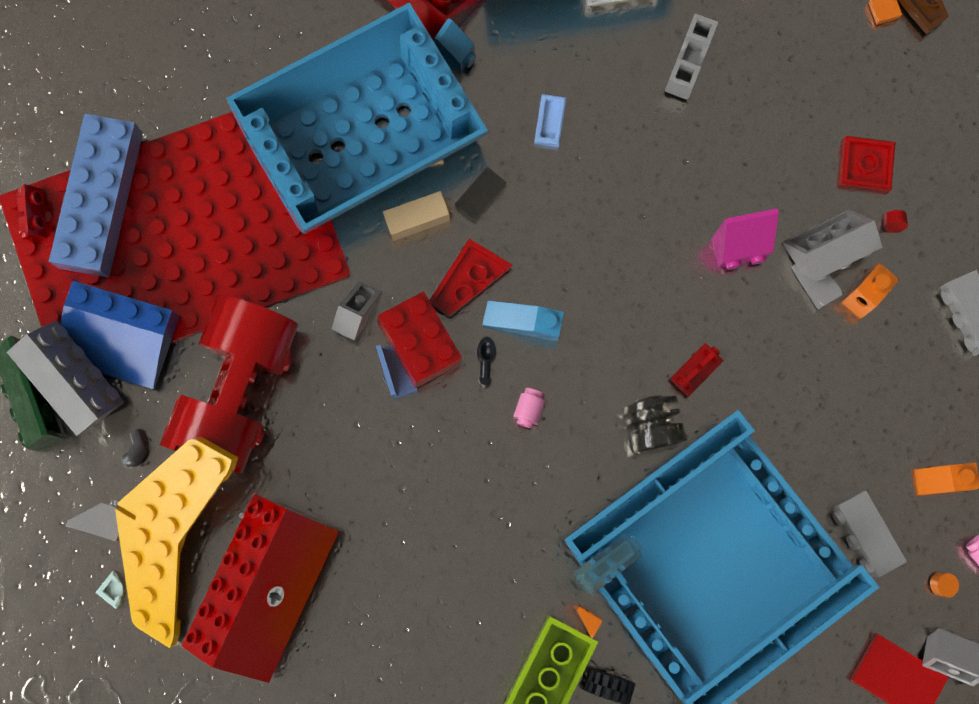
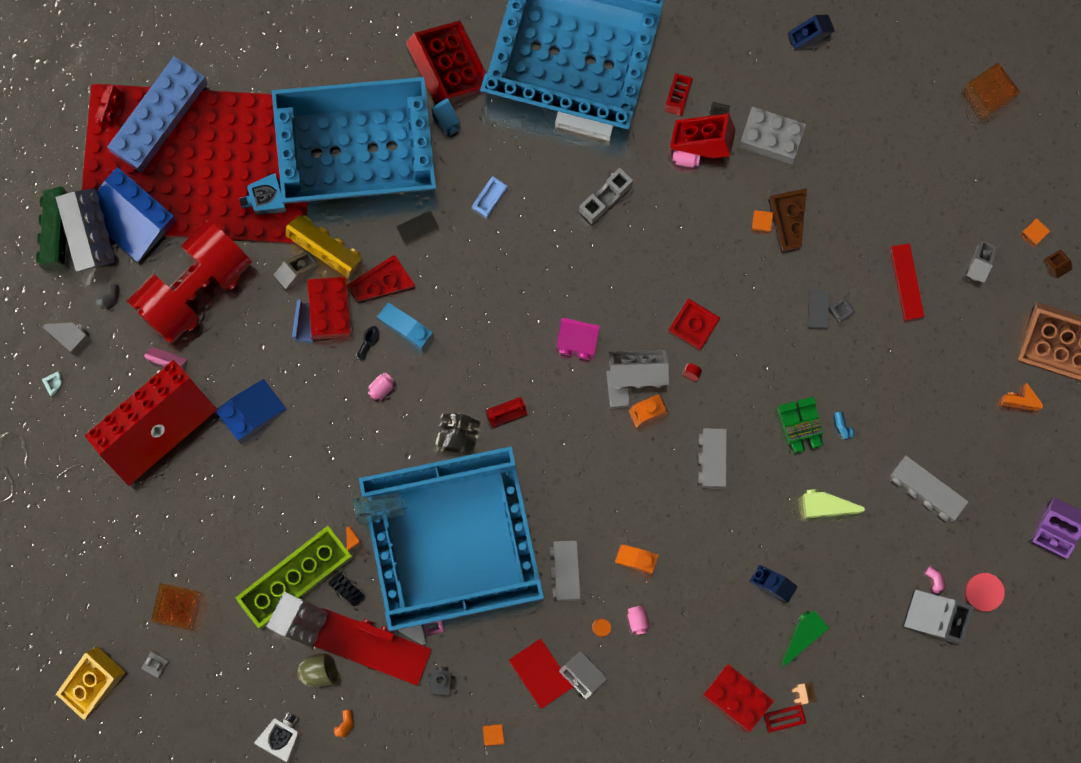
camera: 25 degrees right, 0 degrees up
(154, 529) = (99, 353): yellow wing -> none
(241, 494) = (163, 358): none -> bright pink slope
(276, 237) = (264, 196): none -> dark azure torso
(378, 266) = (323, 246): none -> yellow slope
(380, 511) = (250, 410): none -> blue slope
(417, 215) = (367, 223): tan brick -> none

